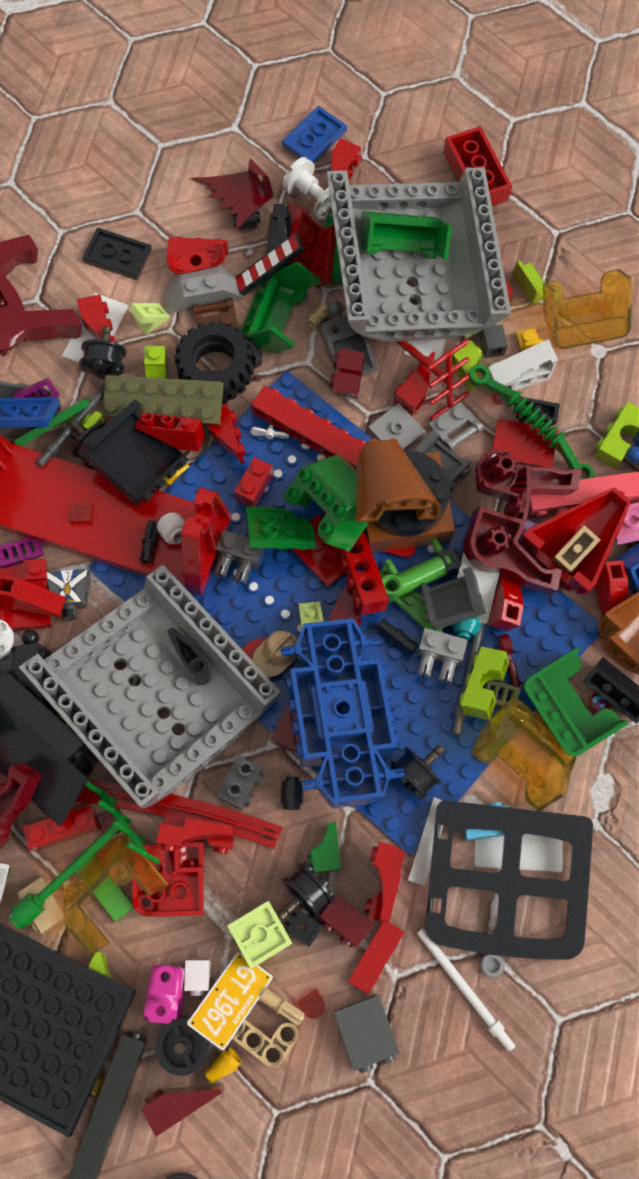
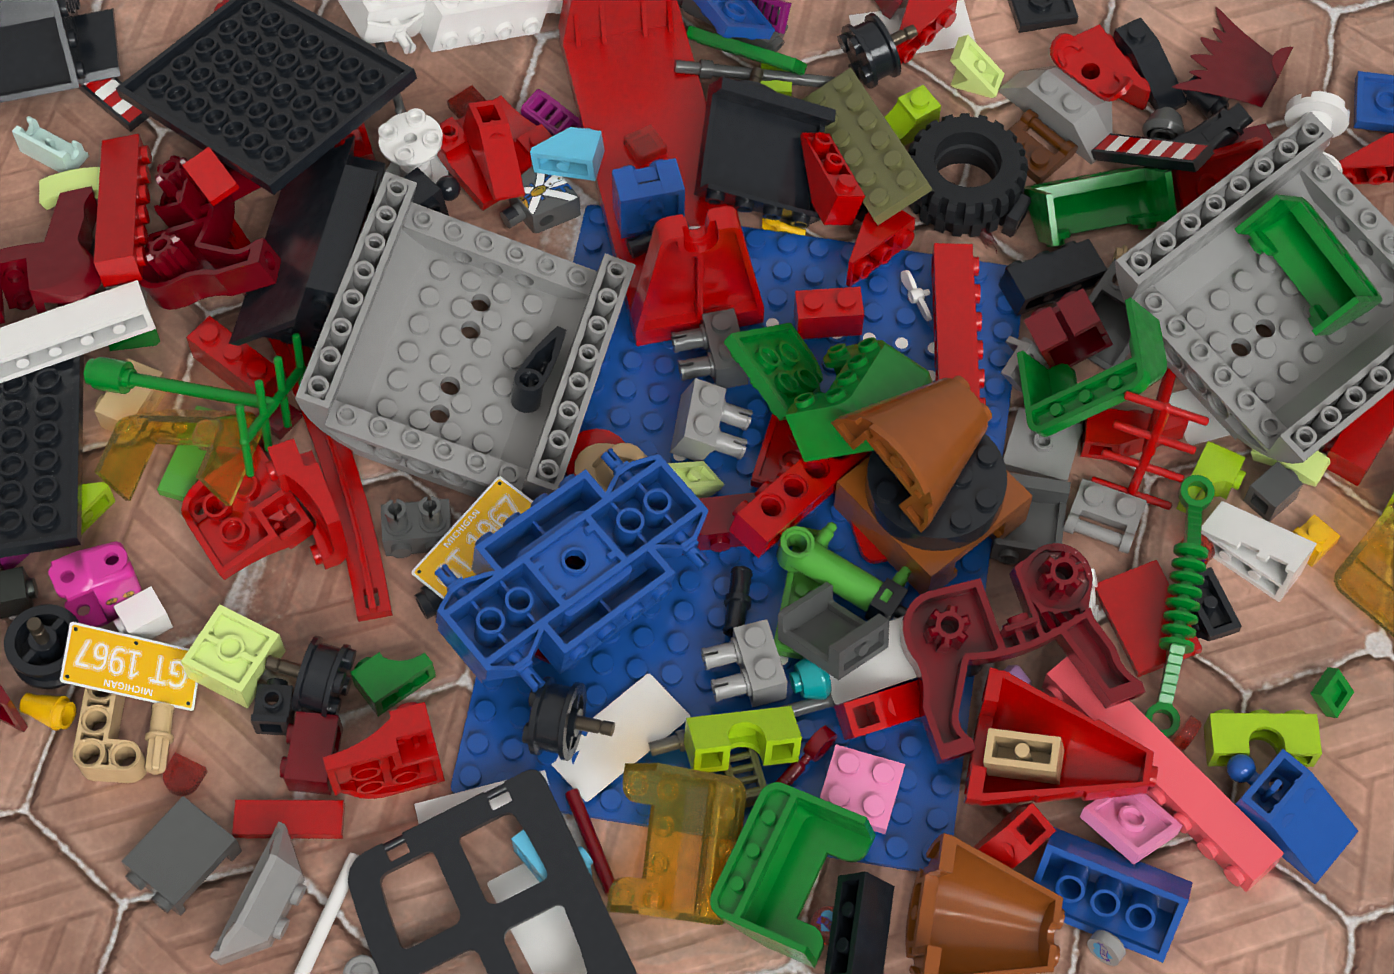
camera: 60 degrees right, 10 degrees down
(60, 556) = (570, 154): none -> medium azure slope
(124, 531) = (646, 195): none -> blue piece
(205, 228) = (1150, 62): none -> black slope
(251, 249) = (1163, 124): none -> dark grey cone
(276, 754) = (458, 544): none -> yellow sticker
(278, 590) = (699, 420): none -> light grey brick
(304, 360) = (1051, 276): none -> black brick
(347, 407) = (1011, 369): none -> light grey bracket
(401, 384) = (1056, 399): none -> green windscreen
(423, 998) = (264, 902): none -> light grey wedge
(430, 727) = (640, 716): none -> white sticker
(487, 796) = (590, 839): none -> dark red bar
(539, 640) = (863, 785): none -> bright pink plate
(599, 466) = (1187, 733): none -> clear red tile
(615, 387) = (1332, 692): none -> green plate

